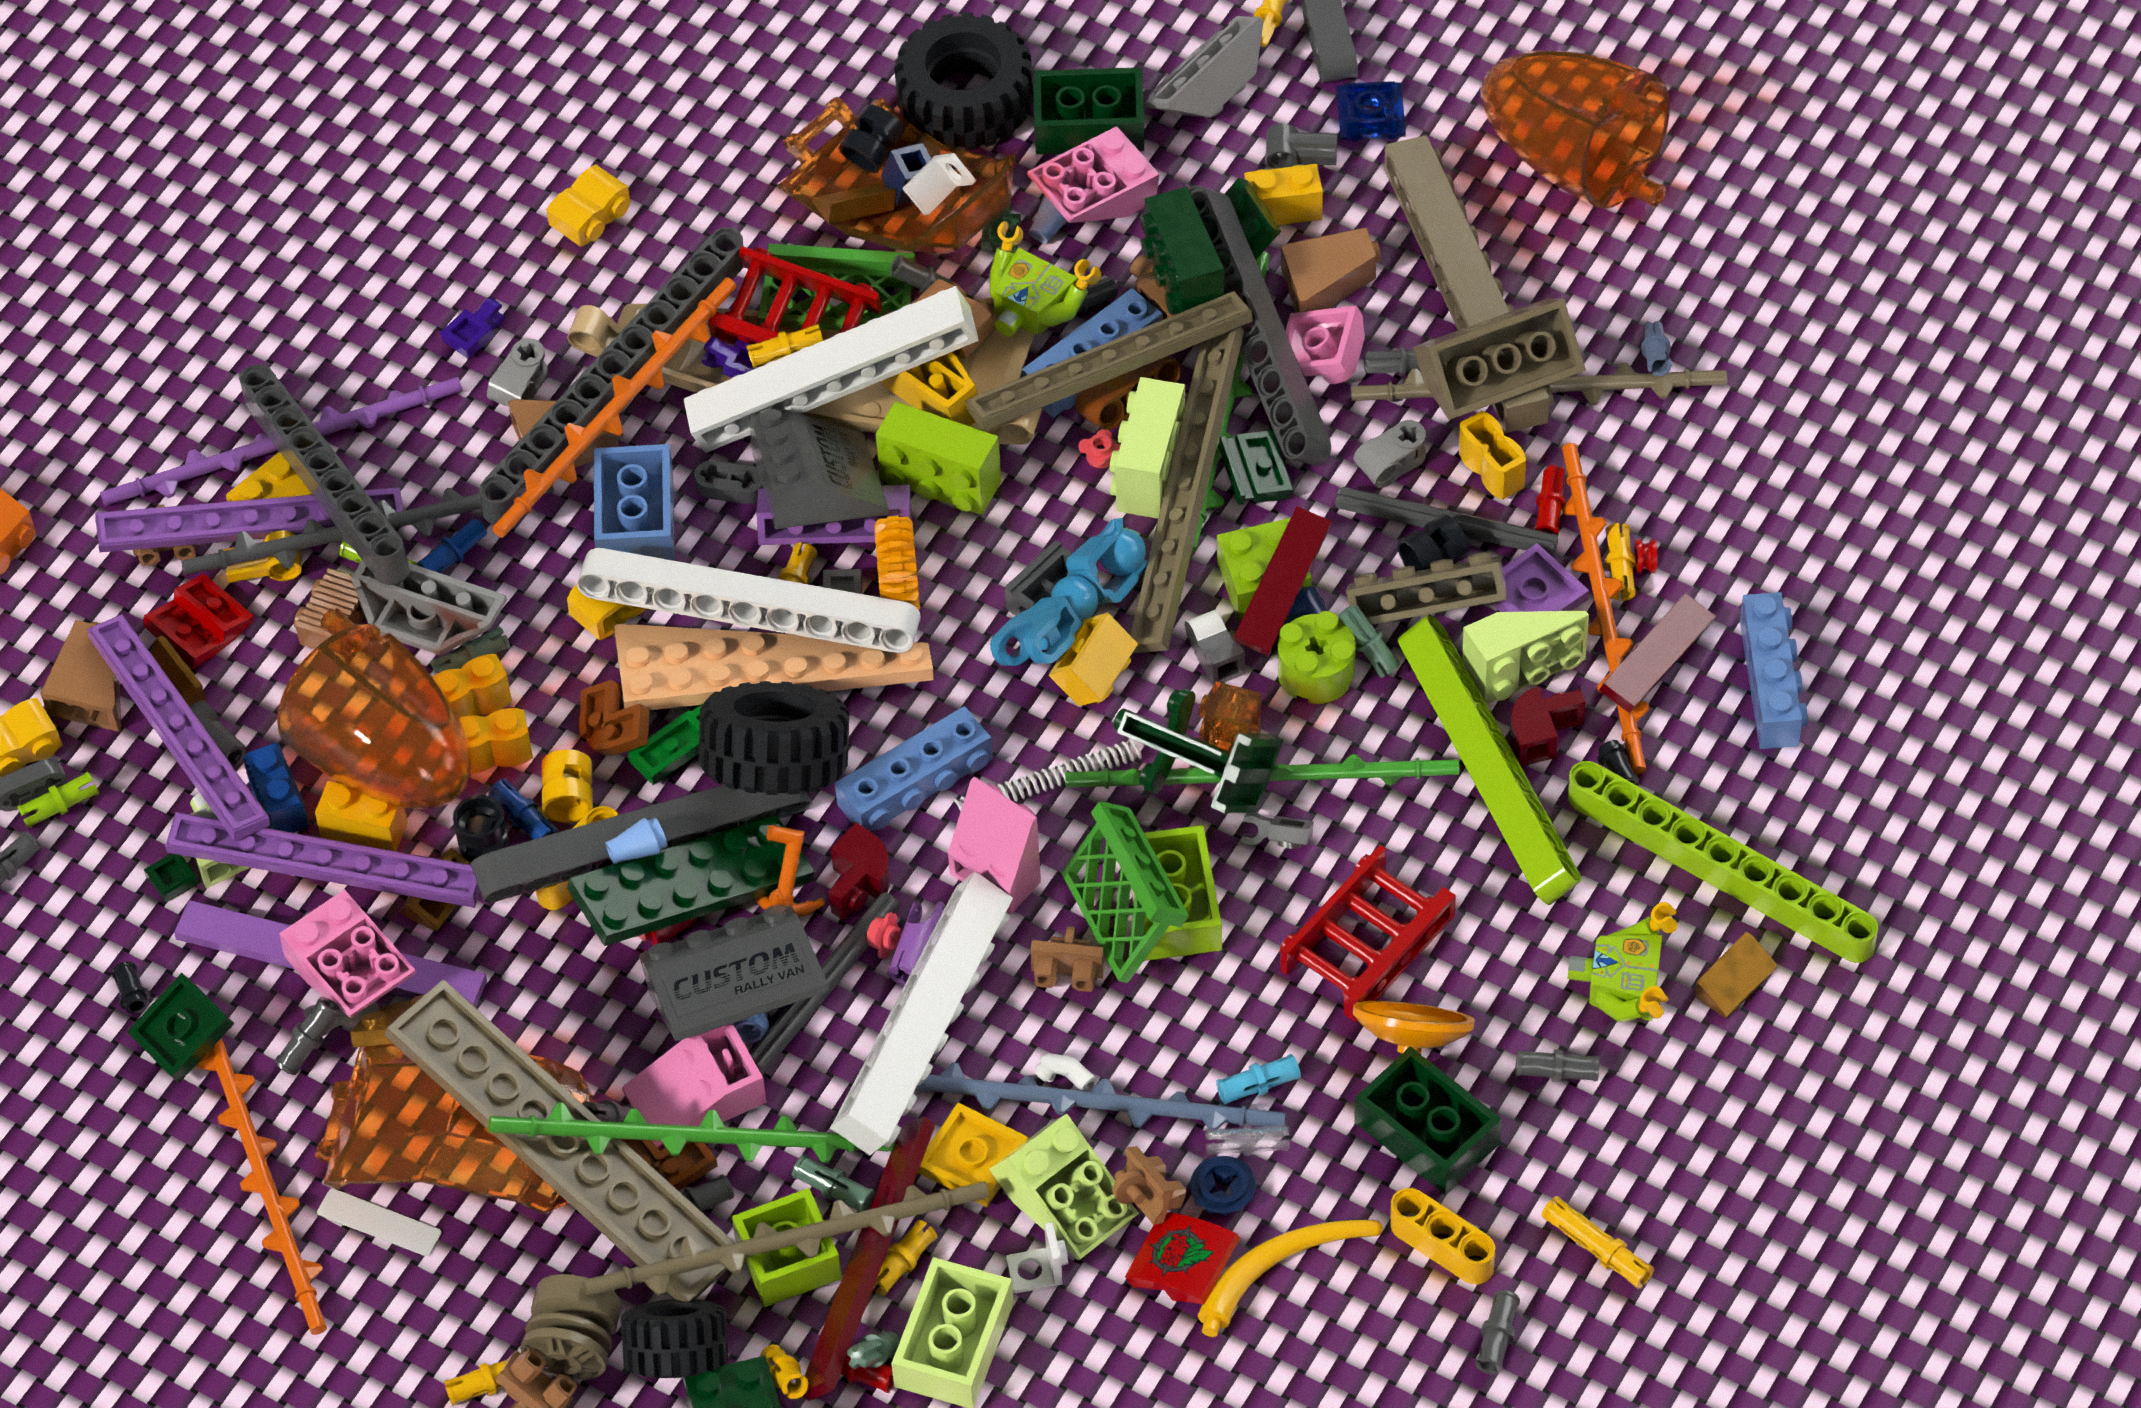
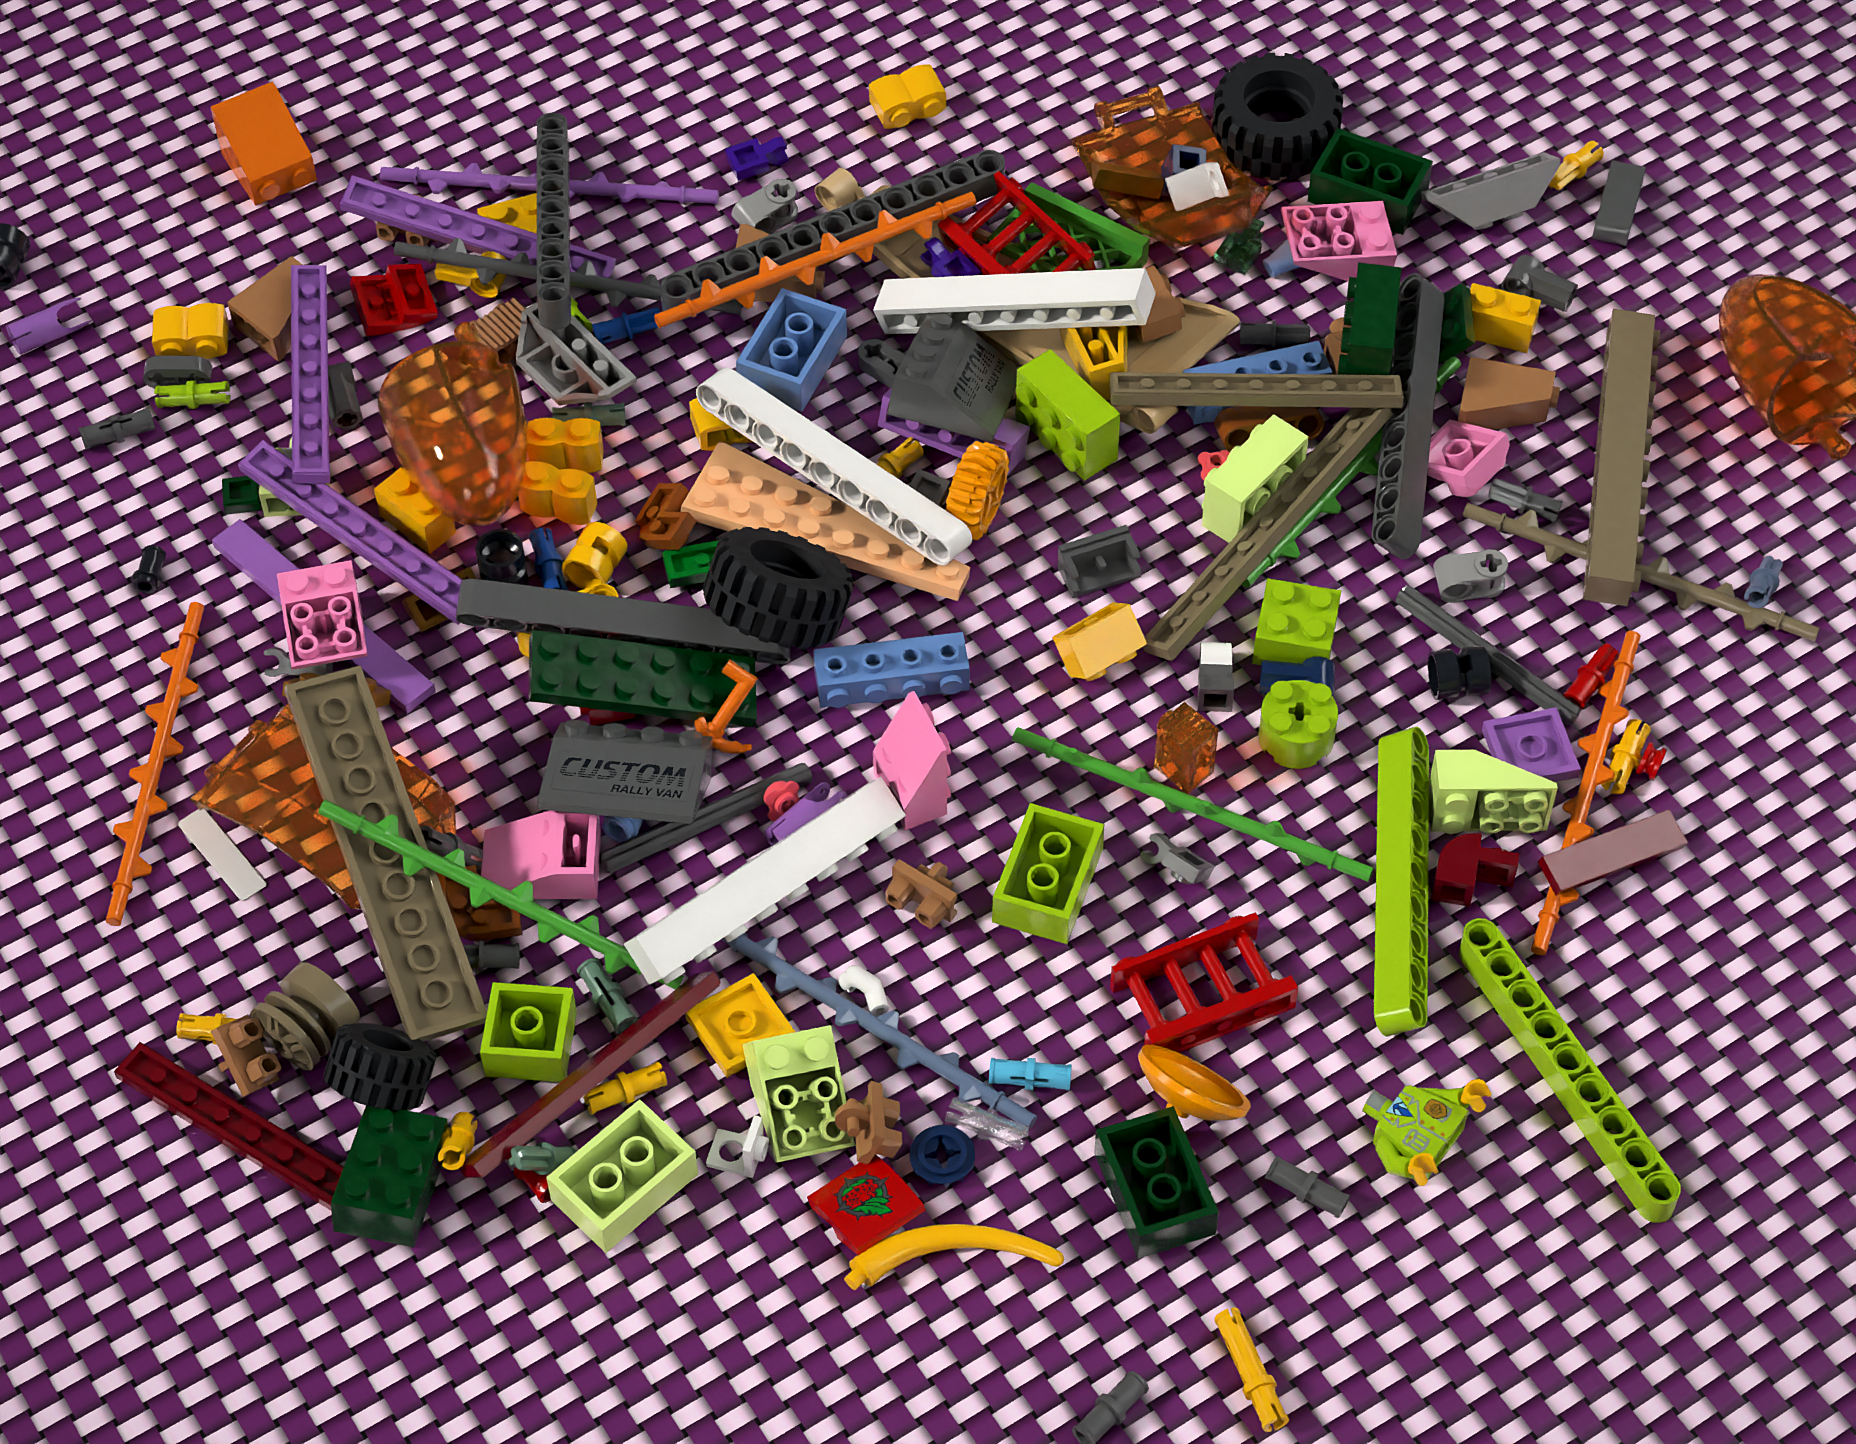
camera: 25 degrees right, 0 degrees up
(177, 671) = (344, 335): pearl gold slope -> none
(180, 1027) = (162, 618): dark green plate -> none
(276, 788) = (361, 459): blue brick -> none
(307, 1035) = (254, 670): dark grey pin -> none
(638, 841) = (608, 624): light blue cone -> none
(766, 1239) = (505, 1016): dark tan plant -> none
(783, 345) = (986, 265): yellow pin -> none
(864, 868) = (798, 736): dark red brick -> none
(874, 134) = (1173, 127): black wheel -> none
(914, 274) = (1141, 257): dark grey axle -> none
(1033, 291) = (1227, 305): lime torso -> none
(1062, 768) = (1009, 727): white piece -> none
(1075, 597) = (1115, 580): dark azure piece -> none
(1138, 871) = (1002, 848): bright green fence -> none
(1242, 771) = (1165, 789): dark green piece -> none
(1255, 467) = (1341, 537): plate -> none
(1282, 581) = (1299, 641): dark red tile -> none
(1361, 123) = (1624, 291): clear blue piece -> none
(1369, 641) = (1352, 728): sand green axle -> none
(1429, 590) = (1428, 706): dark tan brick -> none
(1436, 1219) = (1113, 1313): yellow beam -> none
(1492, 455) = (1558, 613): yellow brick -> none
(1500, 357) = (1606, 528): dark tan slope -> none
(1614, 758) = (1520, 934): black pin -> none
(1735, 976) = (1521, 1179): pearl gold slope -> none
(1771, 670) = (1710, 914): medium blue brick -> none

